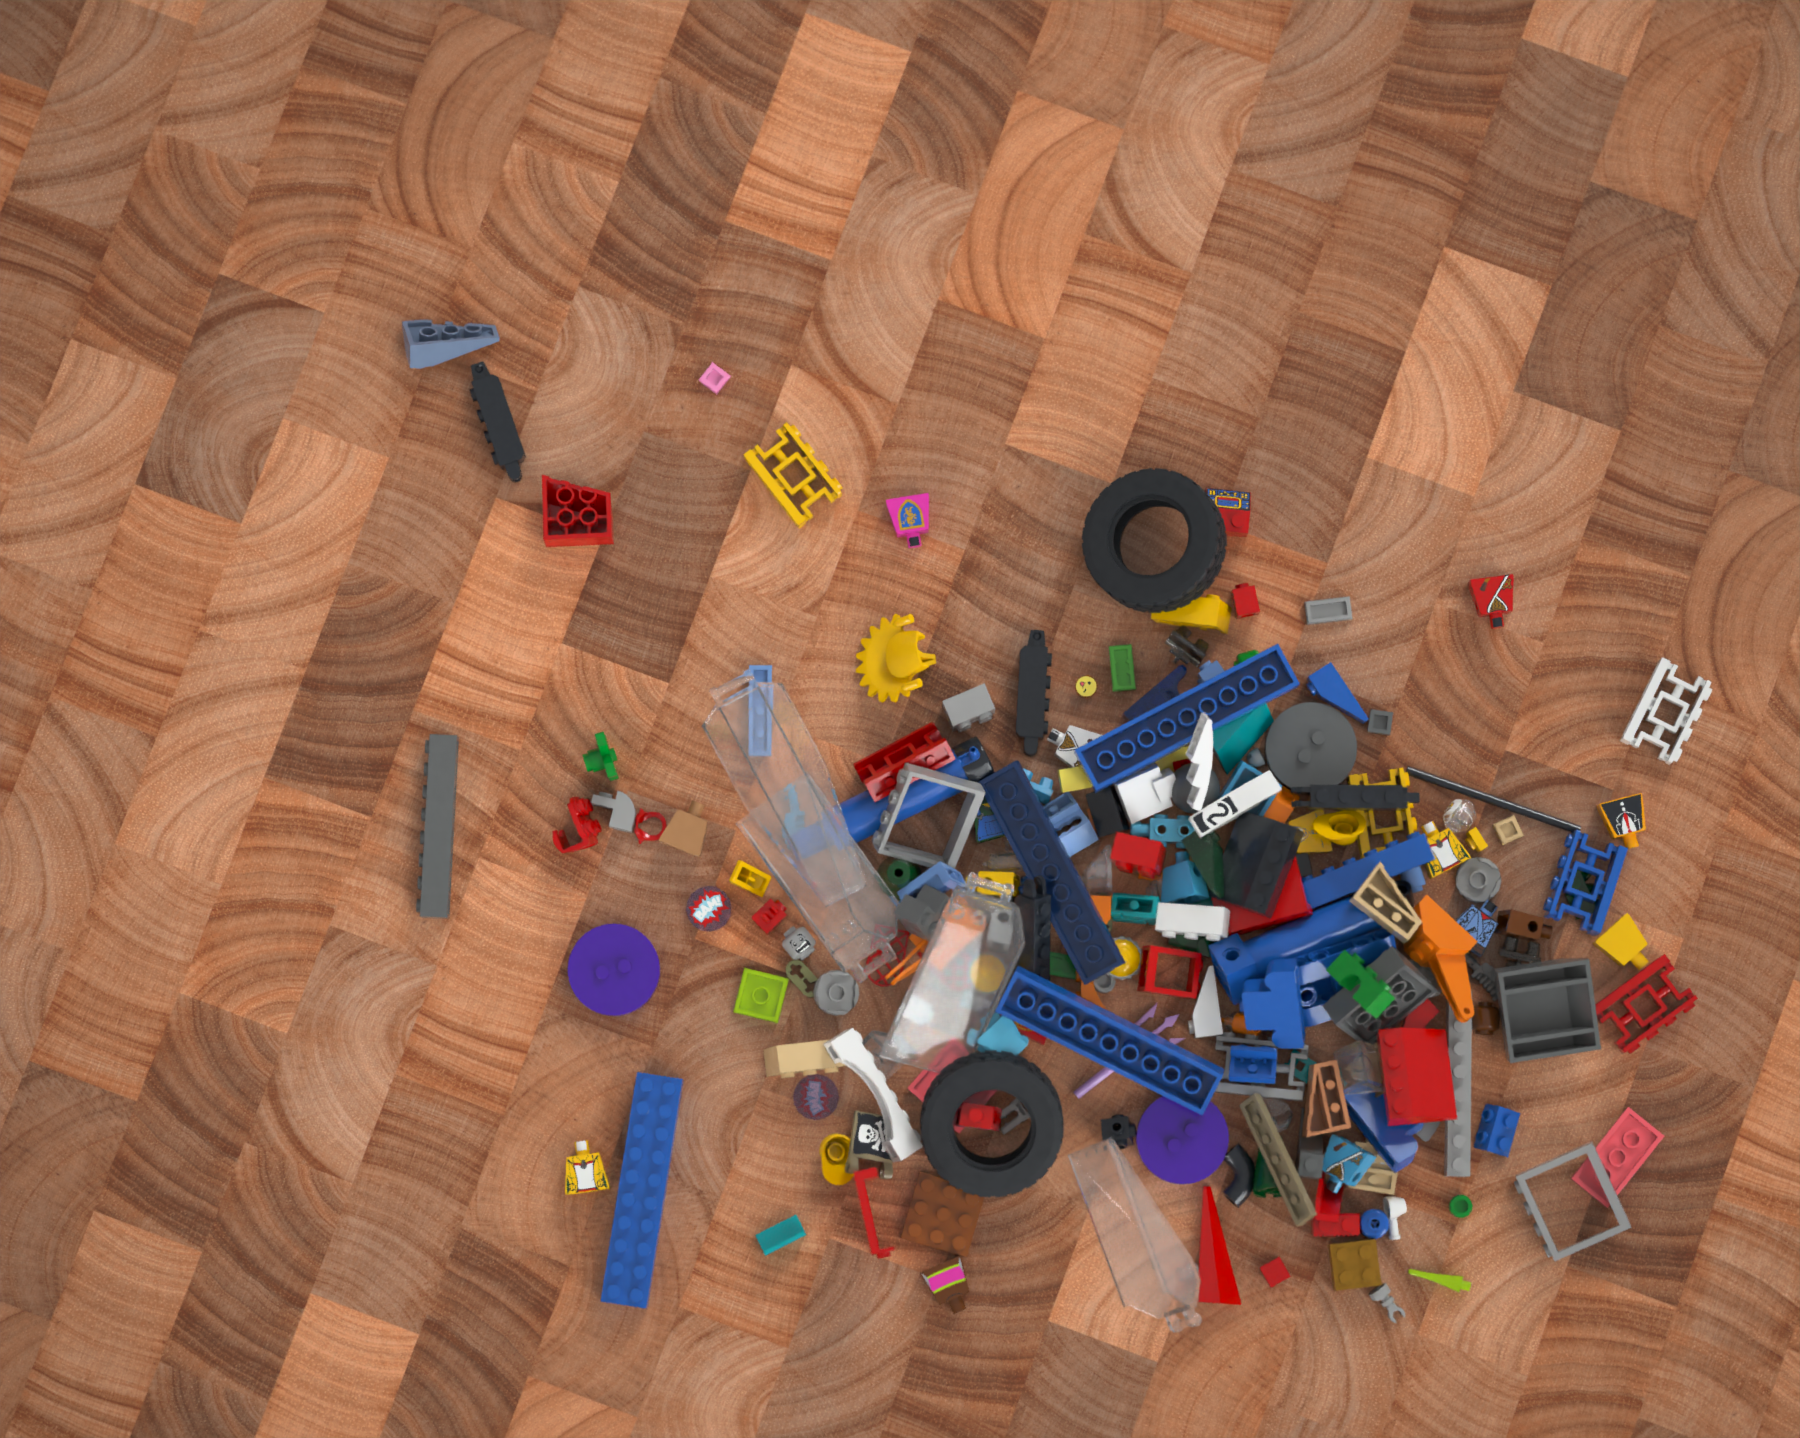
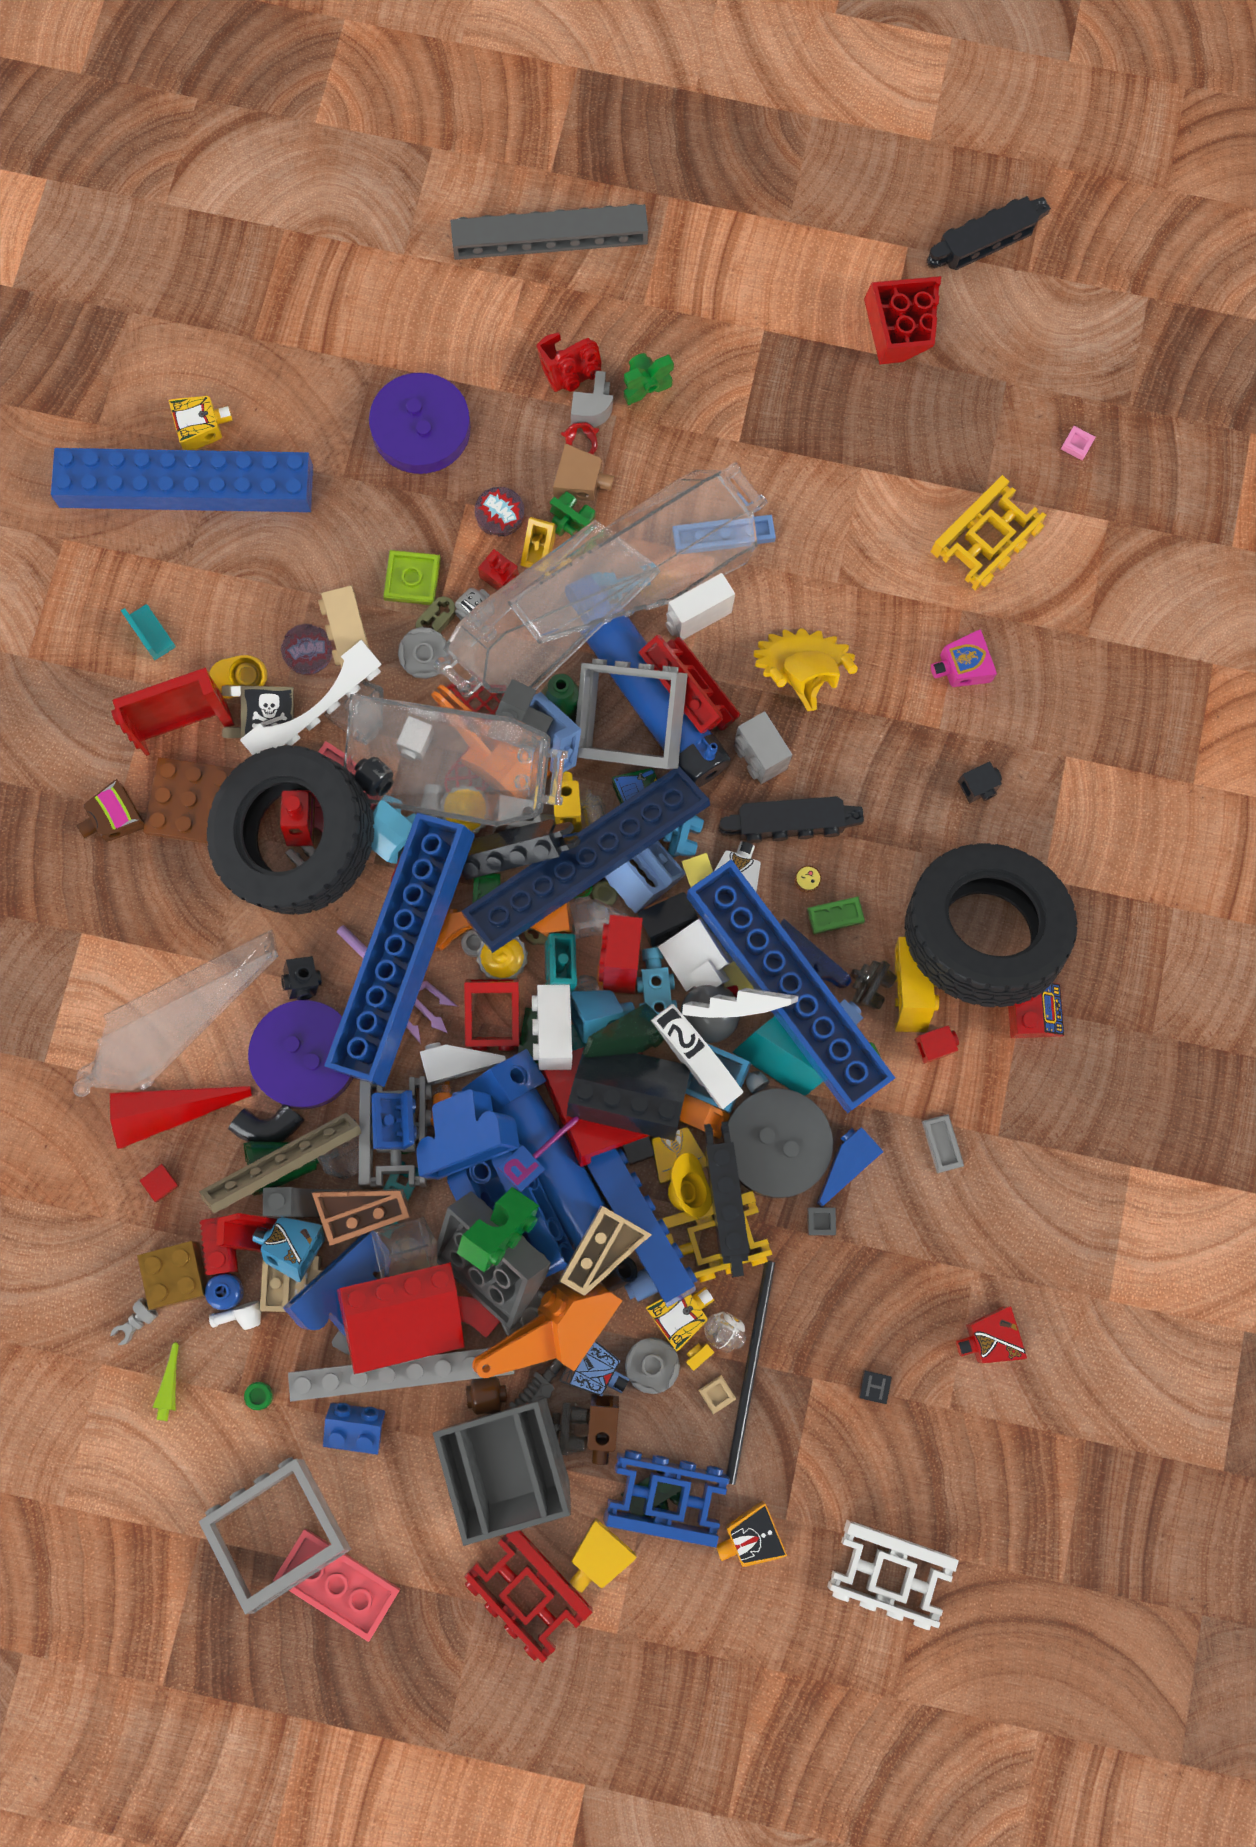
camera: 75 degrees right, 5 degrees down
(435, 343) = (1058, 156): sand blue wedge -> none
(731, 836) = (567, 518): none -> green hips
(832, 743) = (700, 607): none -> white brick
(954, 1045) = (374, 776): none -> black head
(1022, 523) = (980, 782): none -> black brick
(1079, 862) = (605, 893): none -> olive tile
(1311, 958) = (523, 1167): none -> piece
(1519, 700) = (875, 1387): none -> black tile

